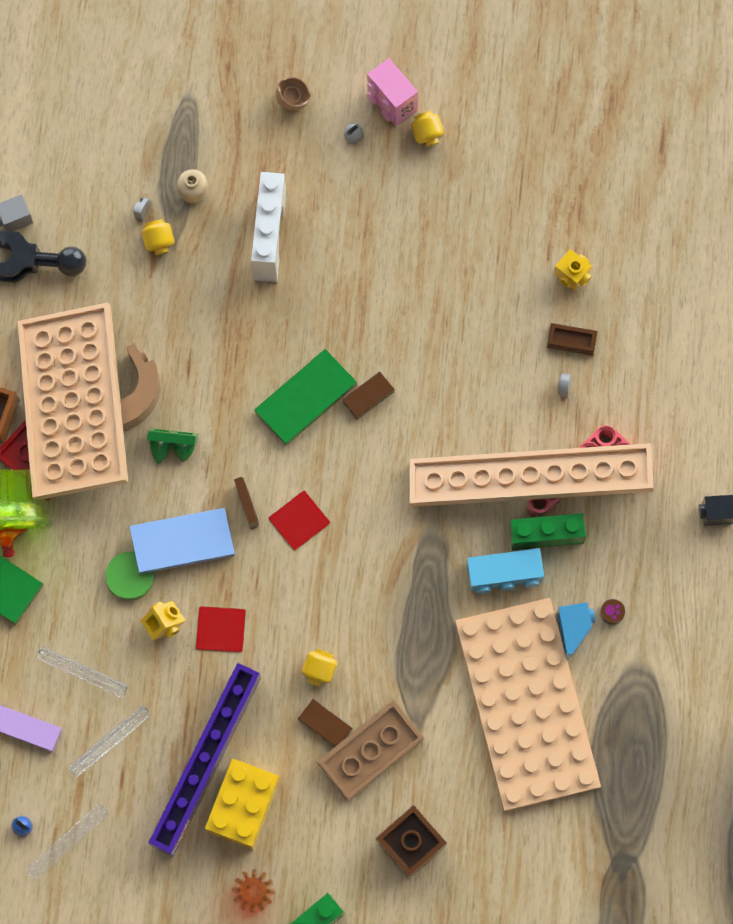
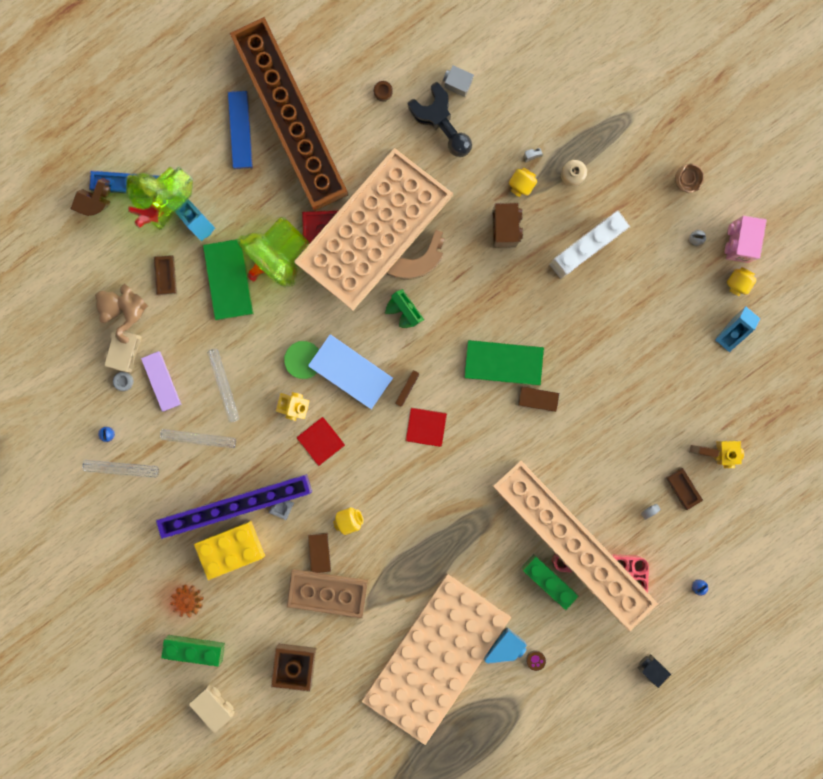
camera: 55 degrees right, 15 degrees up
(182, 282) = (506, 225): none -> reddish brown brick
(251, 722) = (282, 509): none -> light grey tile
(467, 168) = (738, 329): none -> dark azure slope
(505, 570) = (503, 578): medium azure brick -> none
(550, 288) = (704, 451): none -> reddish brown tile
(672, 403) = (697, 584): none -> blue hinge

